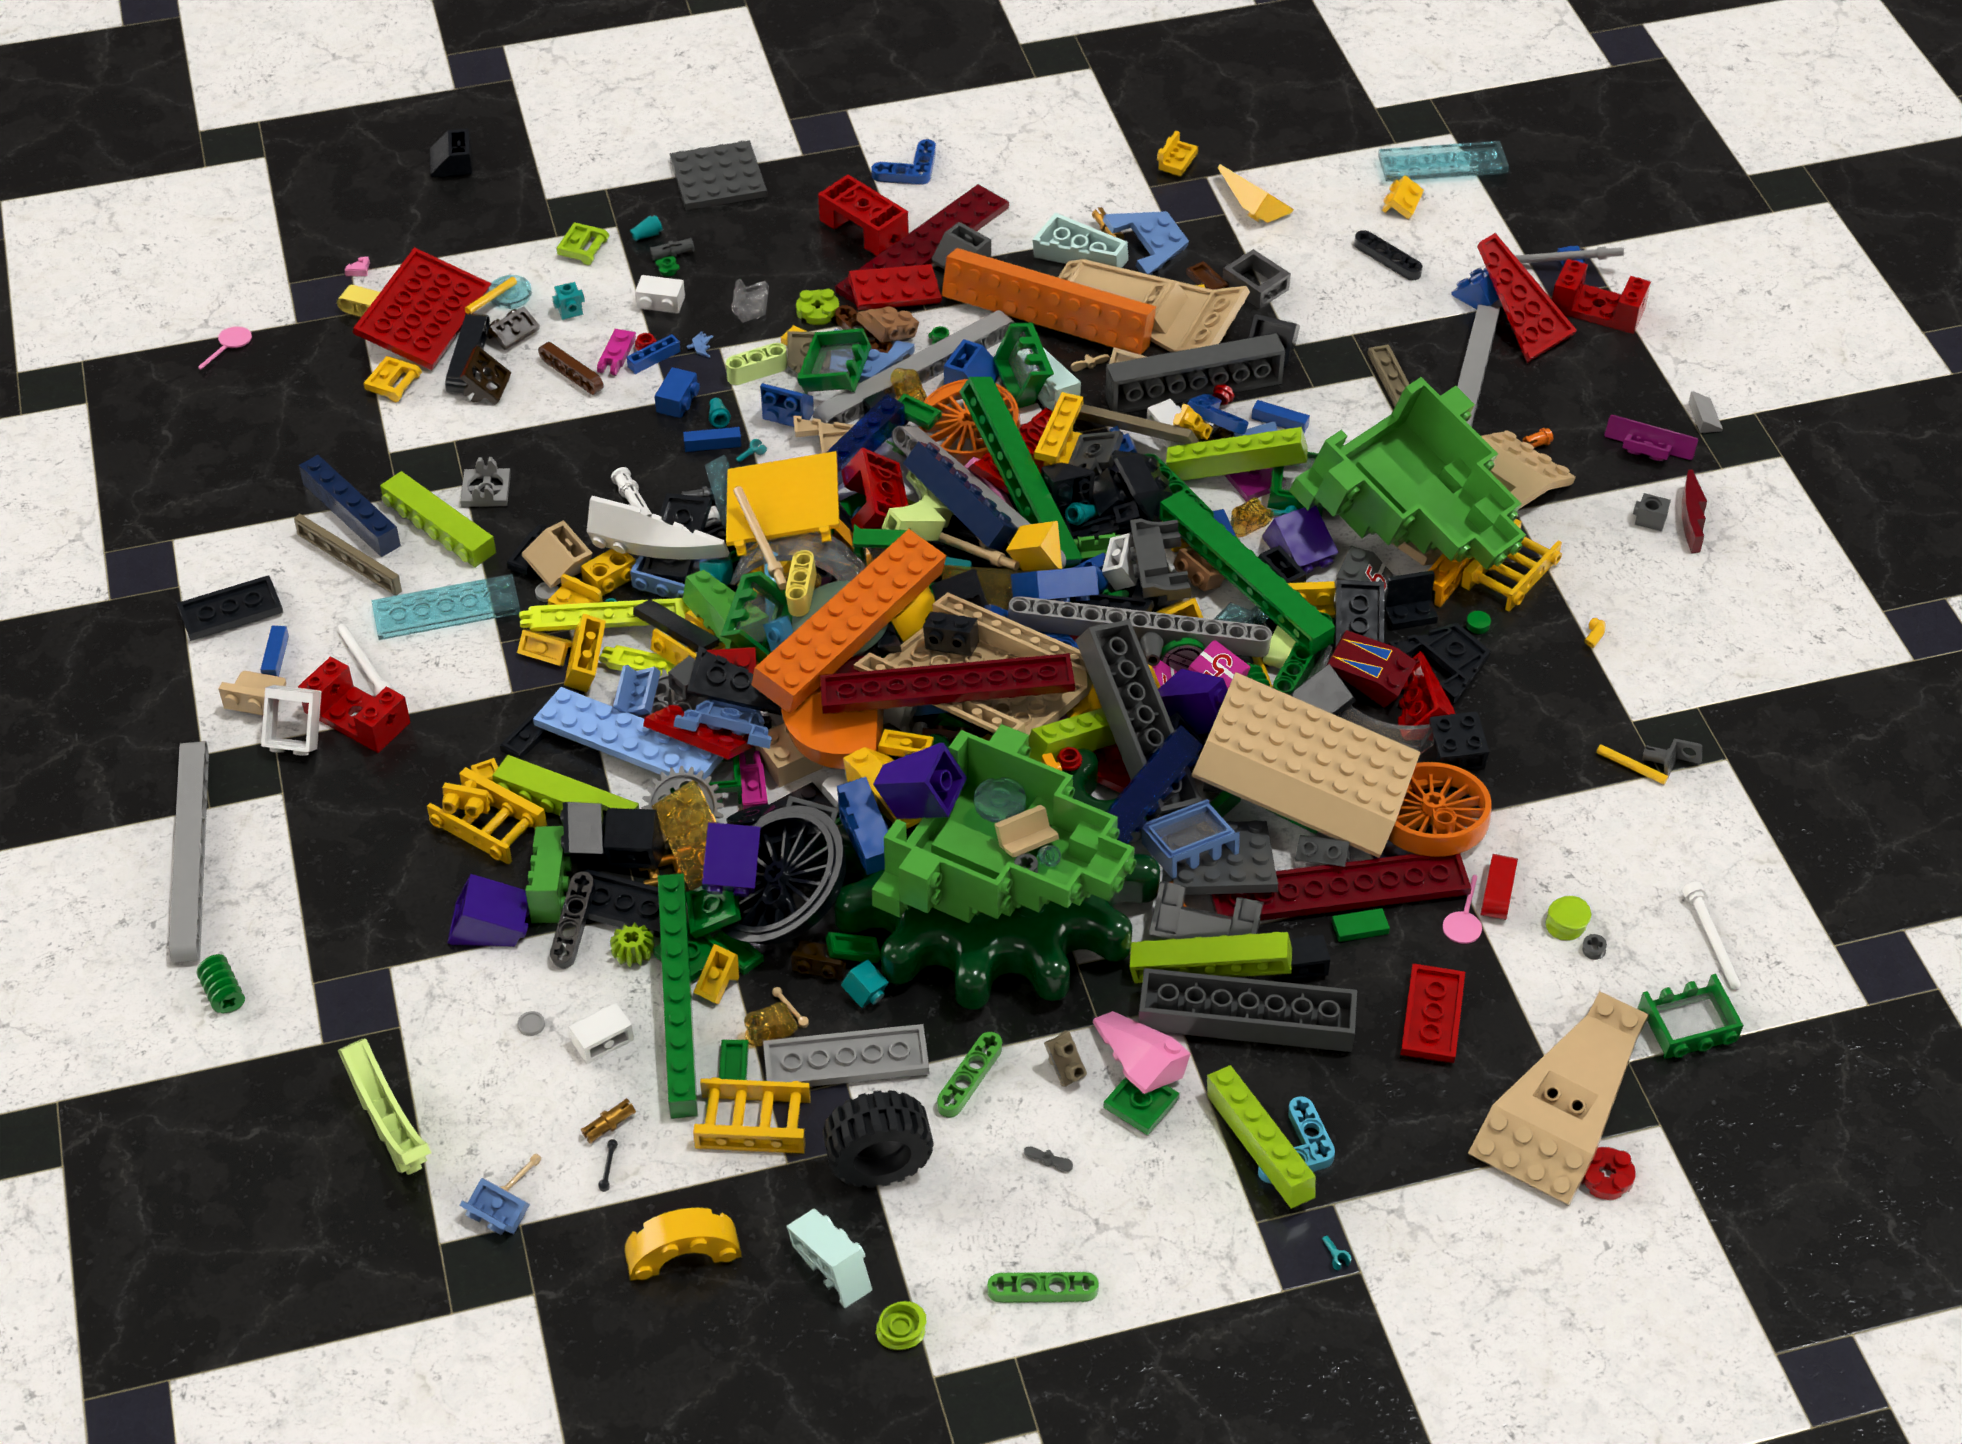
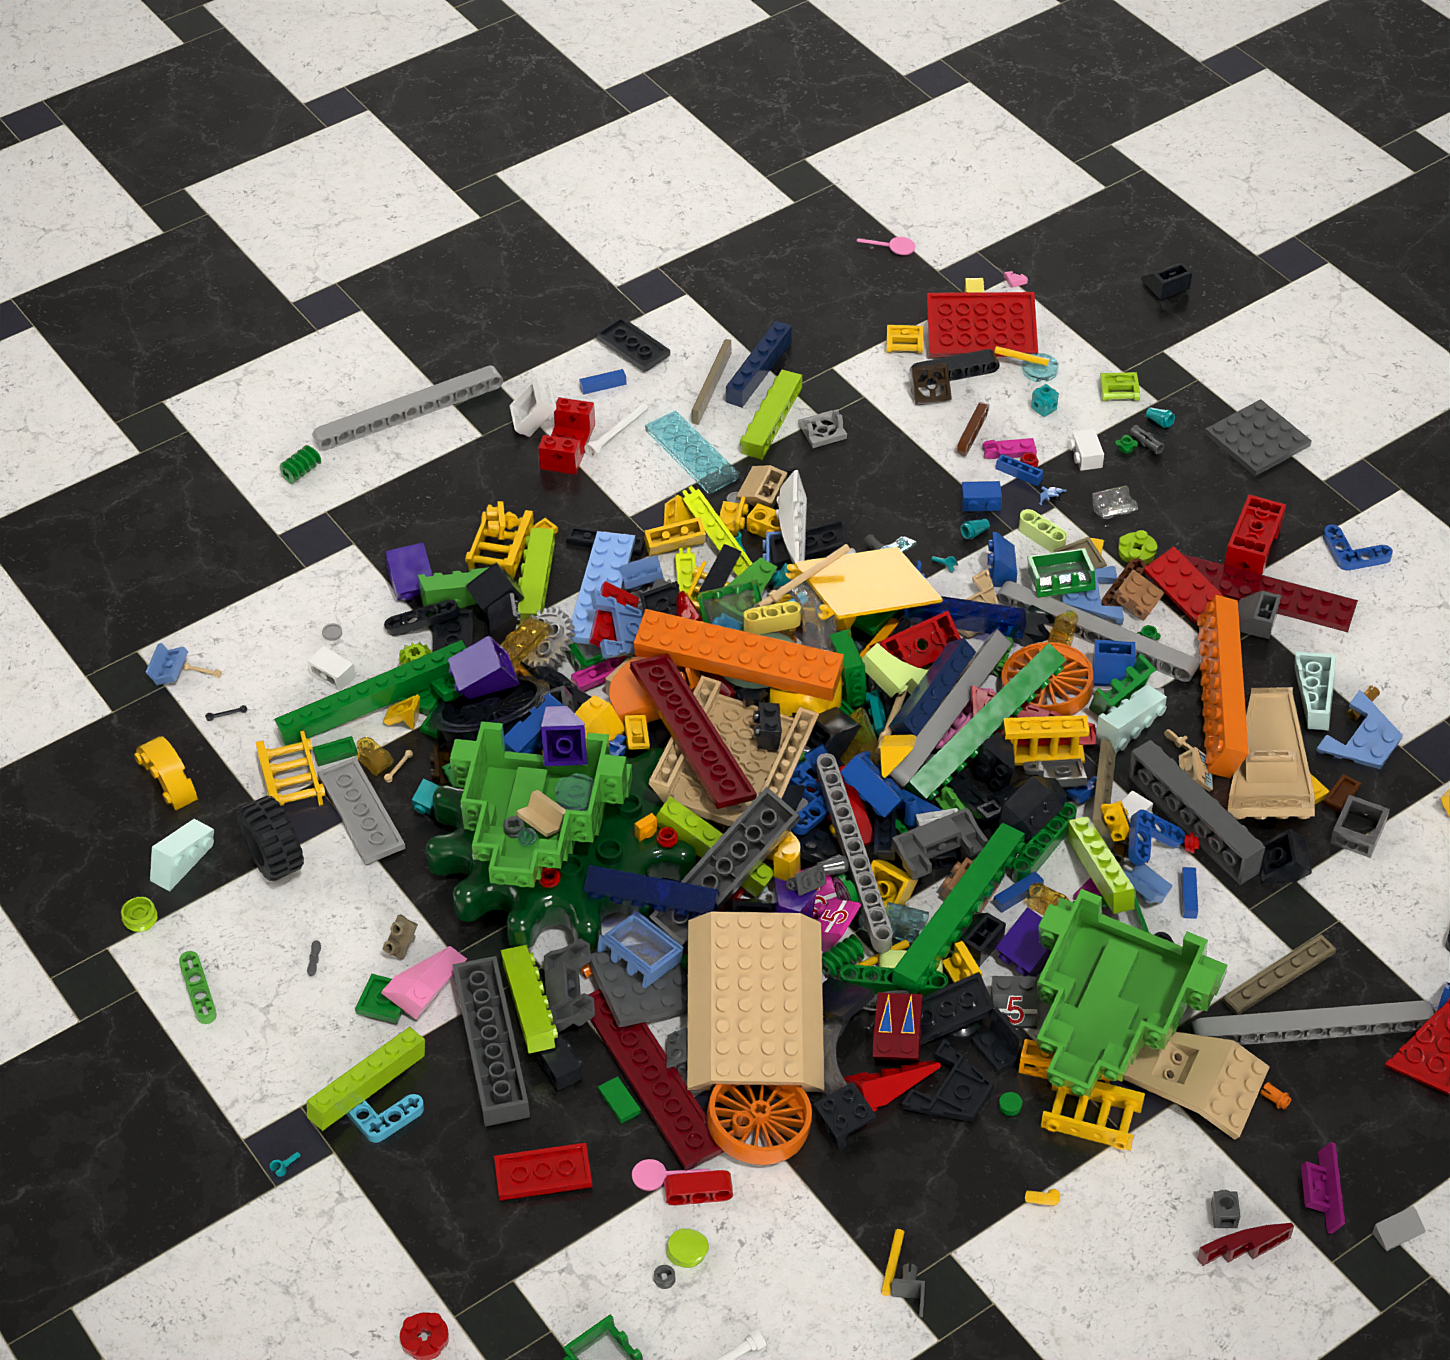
camera: 70 degrees right, 0 degrees up
(248, 692) = (563, 384): tan bracket -> none
(376, 1097) = (215, 584): yellowish green arch -> none
(513, 328) = (997, 382): bracket -> none
(608, 1120) = (260, 698): pearl gold pin -> none
(629, 489) = (862, 505): white pin -> none
(712, 439) = (944, 535): blue piece -> none
(920, 412) = (1031, 639): green tile -> none
(965, 1072) = (372, 891): bright green beam -> none
(1079, 513) = (984, 784): teal cone -> none
(1170, 668) = (807, 880): none -> dark grey hinge
(1543, 1136) = (469, 1279): tan wing -> none

